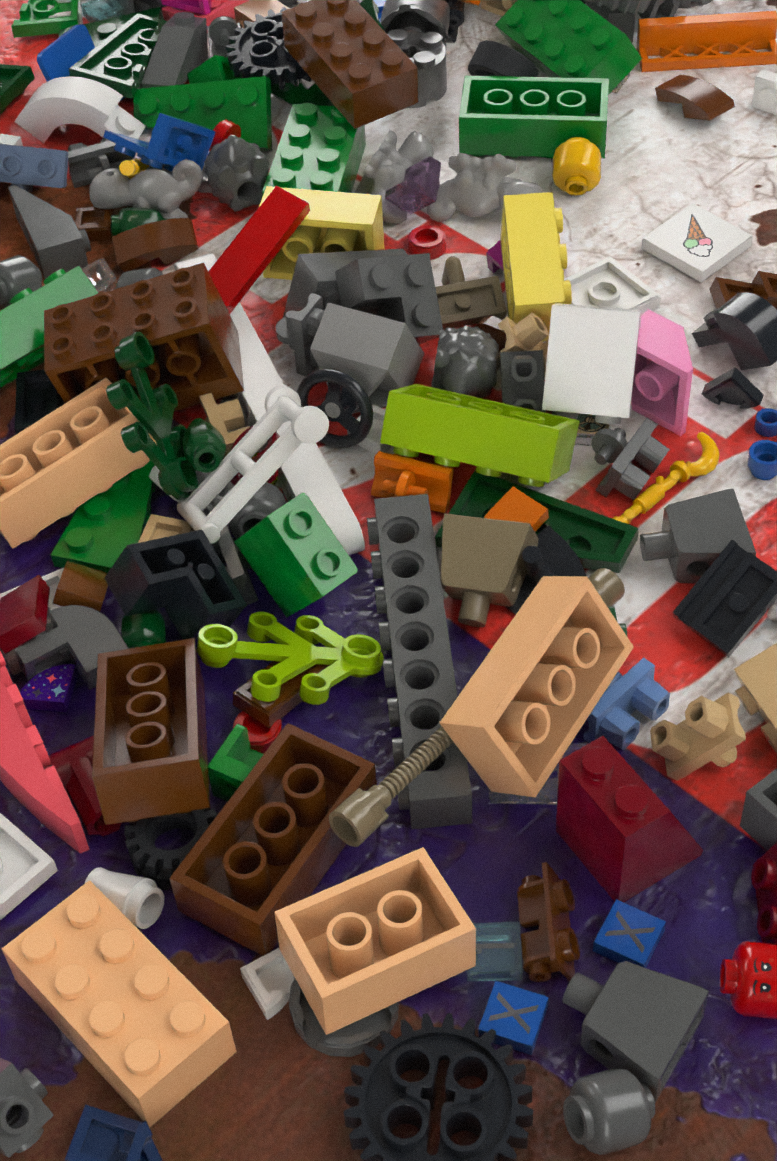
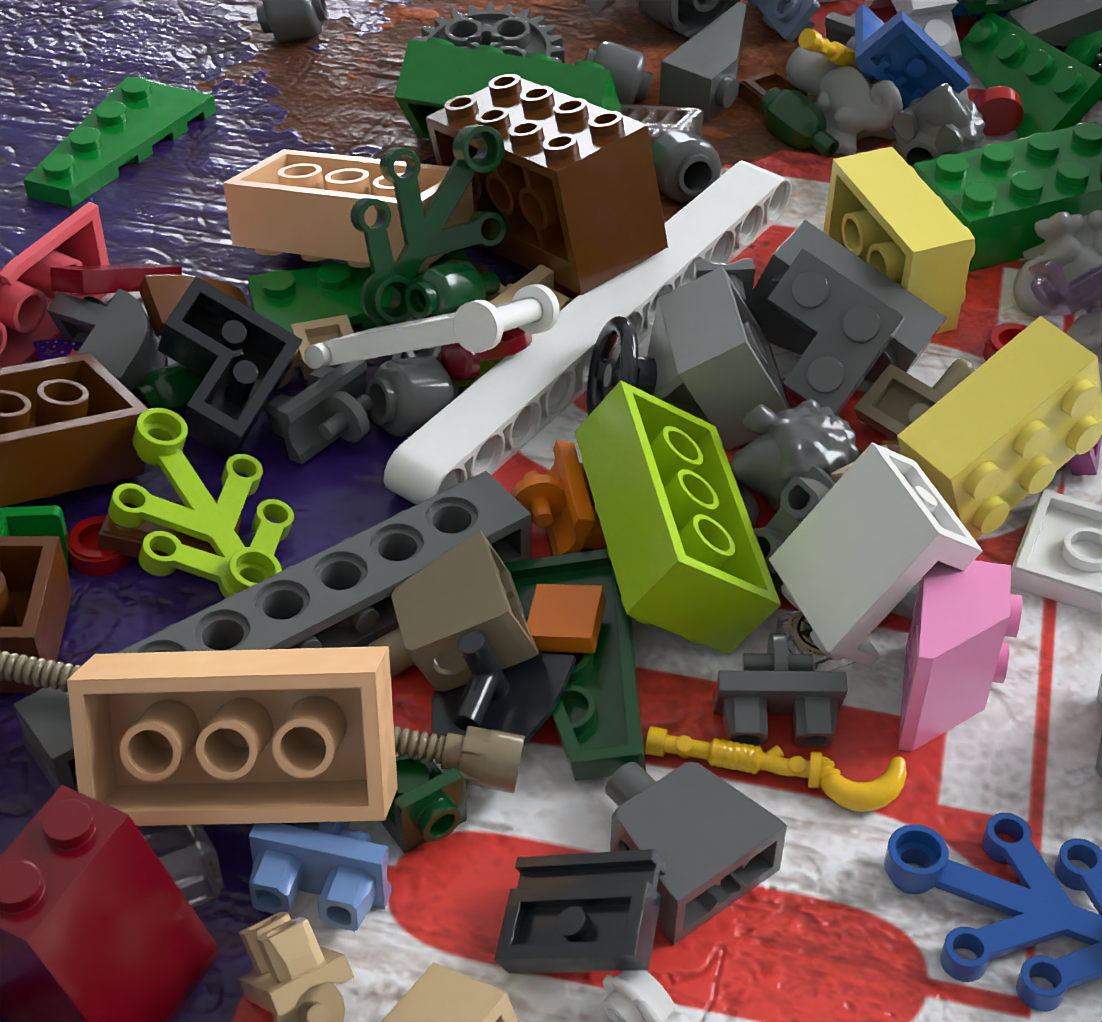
camera: 55 degrees right, 5 degrees down
(162, 239) = (779, 139): reddish brown slope -> none
(257, 245) = (770, 186): red tile -> none
(296, 555) = (313, 429): green panel -> none
(733, 389) = (1025, 759): black tile -> none

